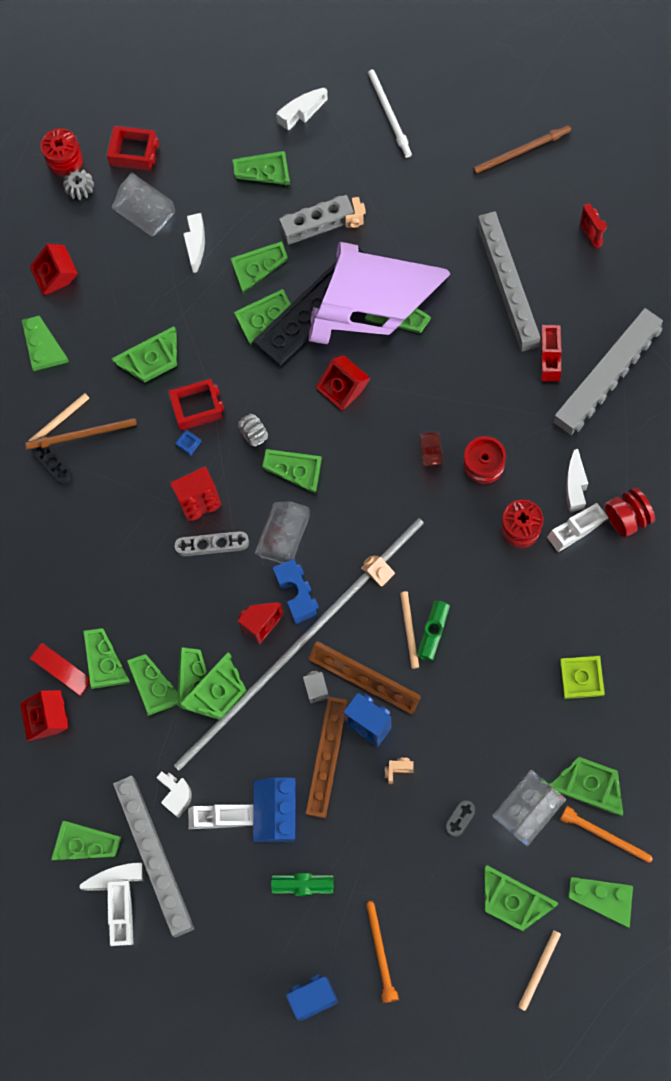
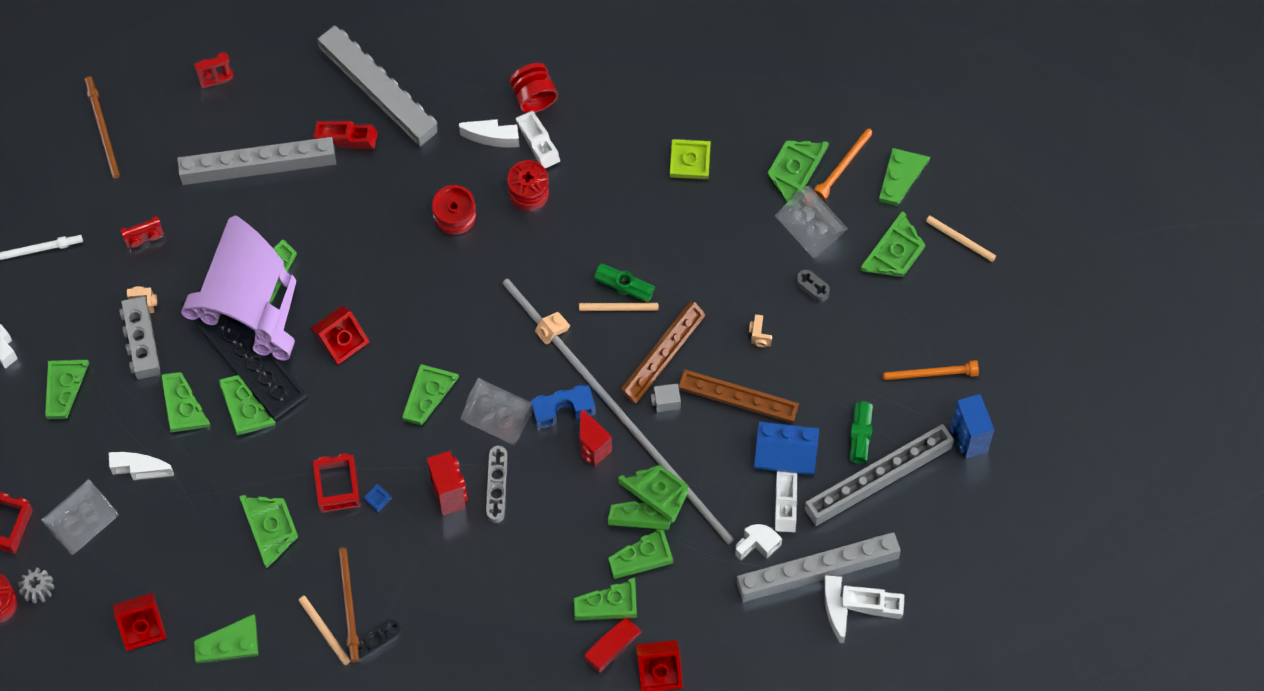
camera: 90 degrees left, 5 degrees down
(84, 842) = (796, 635): bright green wing -> none
(252, 430) = (379, 426): light grey gear -> none
(255, 907) = (879, 475): none -> light grey brick
(368, 719) = (711, 345): blue brick -> none
(413, 195) = (143, 232): none -> red plate
(431, 448) = (432, 259): clear red brick -> none

